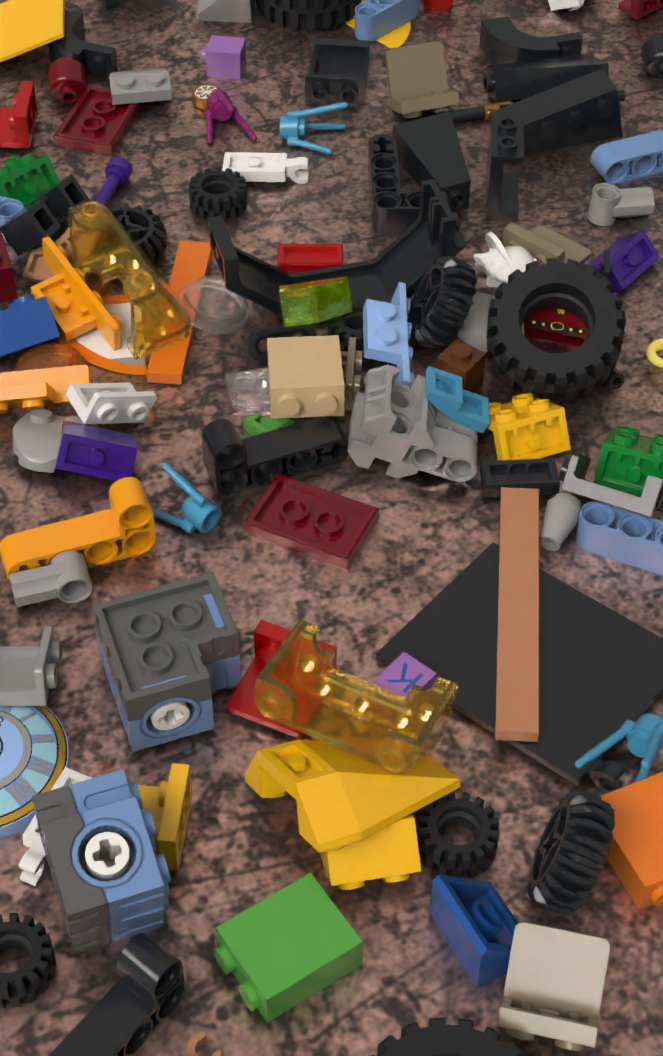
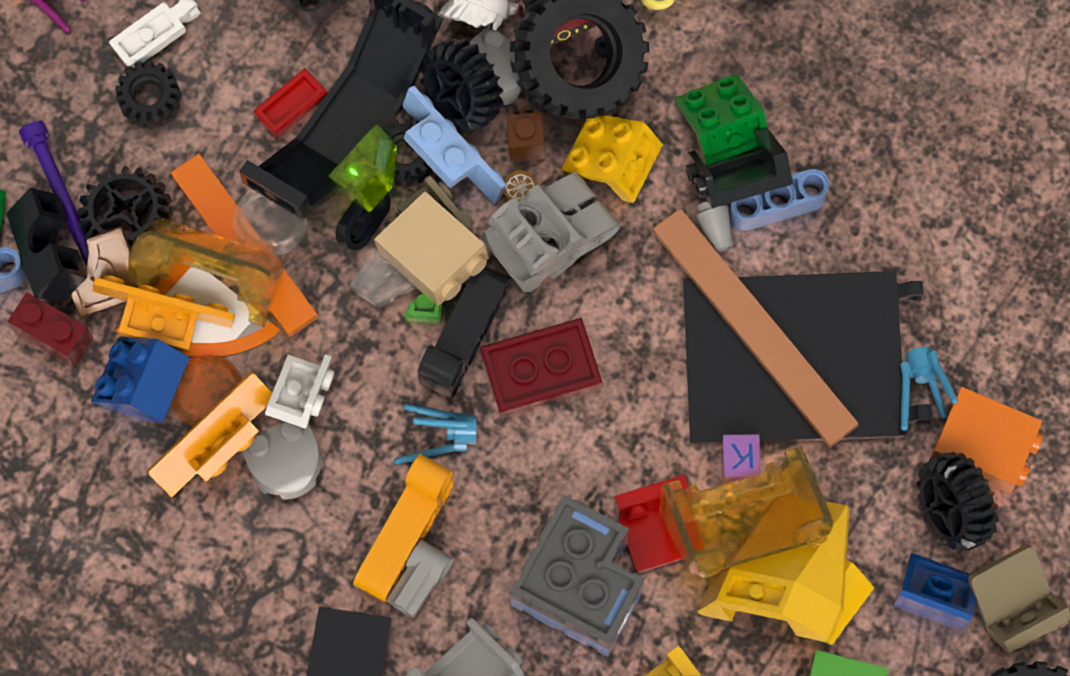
camera: 40 degrees left, 25 degrees up
(96, 451) = (337, 441): dark purple panel -> none
(449, 397) = (567, 182): dark azure slope -> none
(458, 857) = (890, 539): black tyre -> none
(523, 473) = (653, 205): black plate -> none

